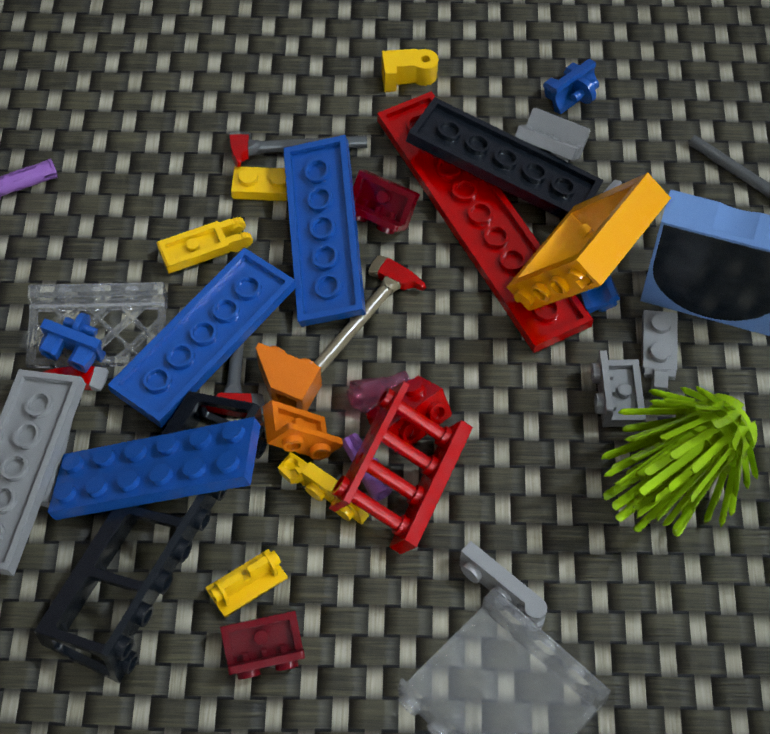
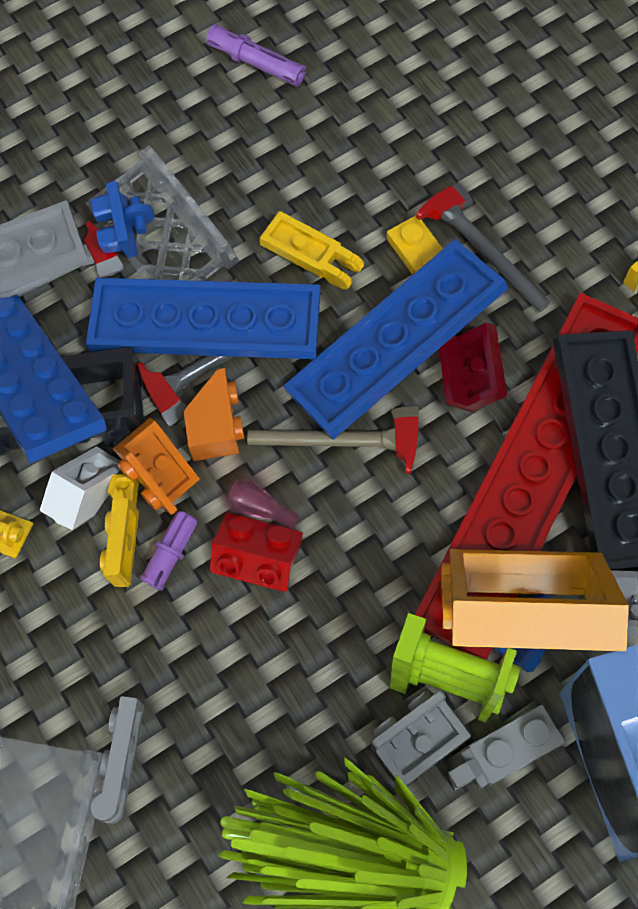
camera: 60 degrees right, 10 degrees up
(273, 497) = (79, 488): none -> white slope
(436, 469) = (162, 621): red fence -> none
(597, 323) = (450, 669): none -> lime fence

